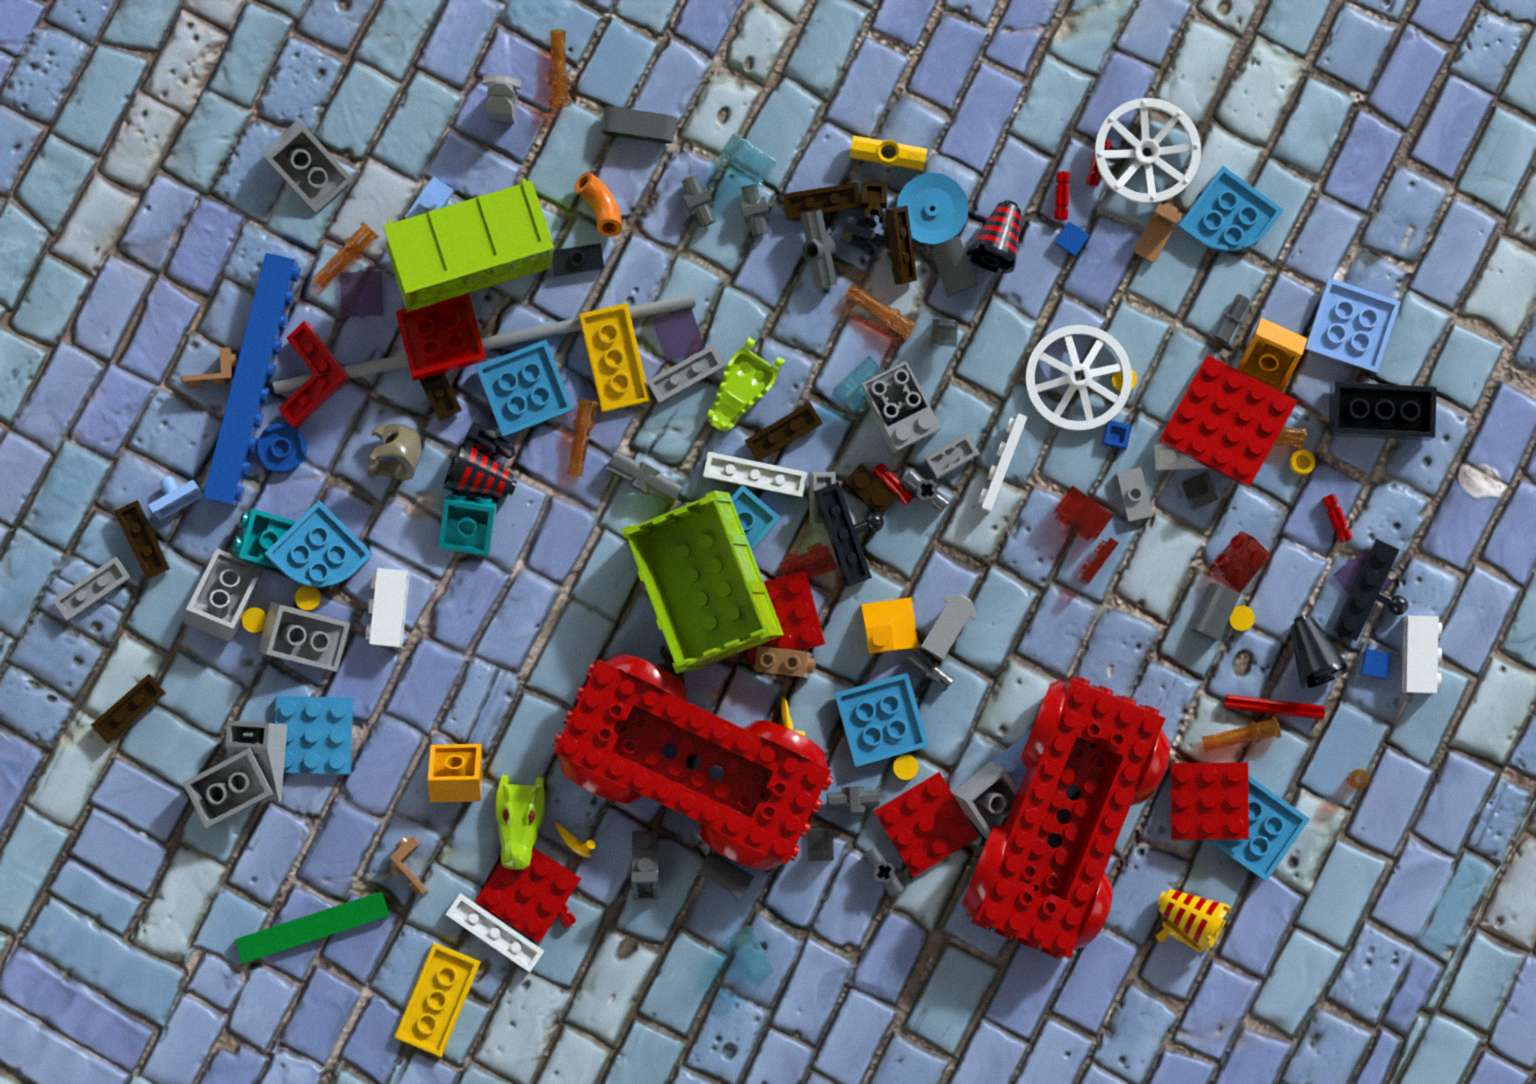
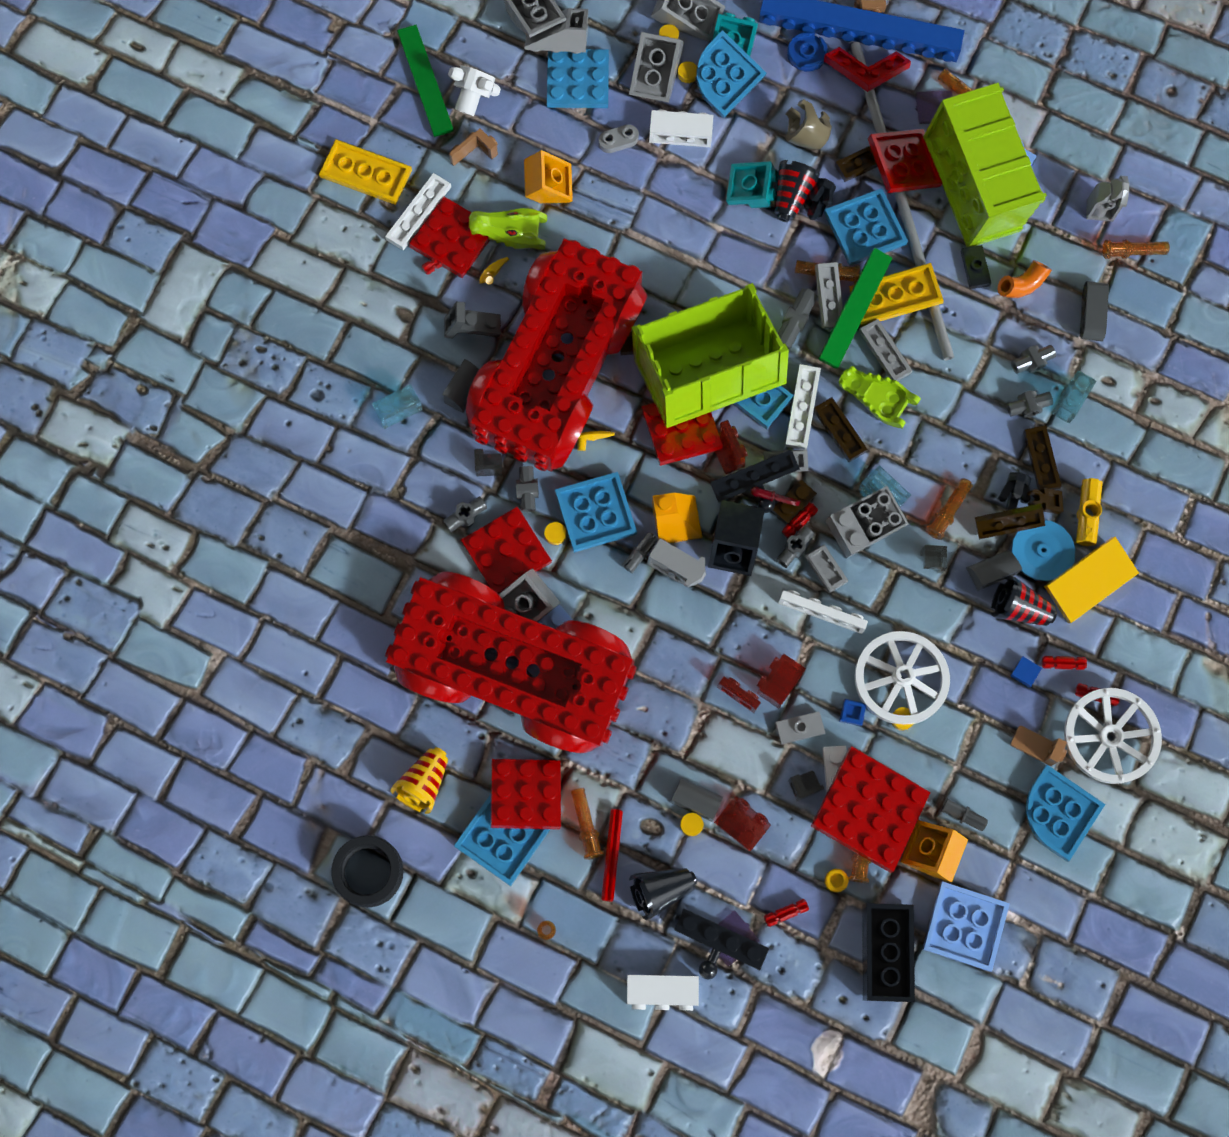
camera: 90 degrees right, 10 degrees down
(307, 165) = (1037, 61): light grey slope -> none
(330, 864) = (473, 86): none -> white piece
(398, 685) = (619, 138): none -> light grey plate
(617, 436) = (828, 293): none -> light grey plate
(634, 407) = (855, 308): none -> green tile
(678, 335) = (918, 346): clear purple piece -> none
(785, 662) = (643, 431): medium nougat bracket -> none
(818, 248) = (1001, 454): dark grey piece -> none
(864, 531) = (770, 495): none -> dark red piece
(914, 557) = (736, 538): none -> black slope
(967, 157) = (1091, 579): none -> yellow tile
(1171, 930) = (410, 758): yellow bar -> none
(1324, 987) = (340, 862): none -> black tyre
(1376, 664) = (653, 949): blue tile -> none

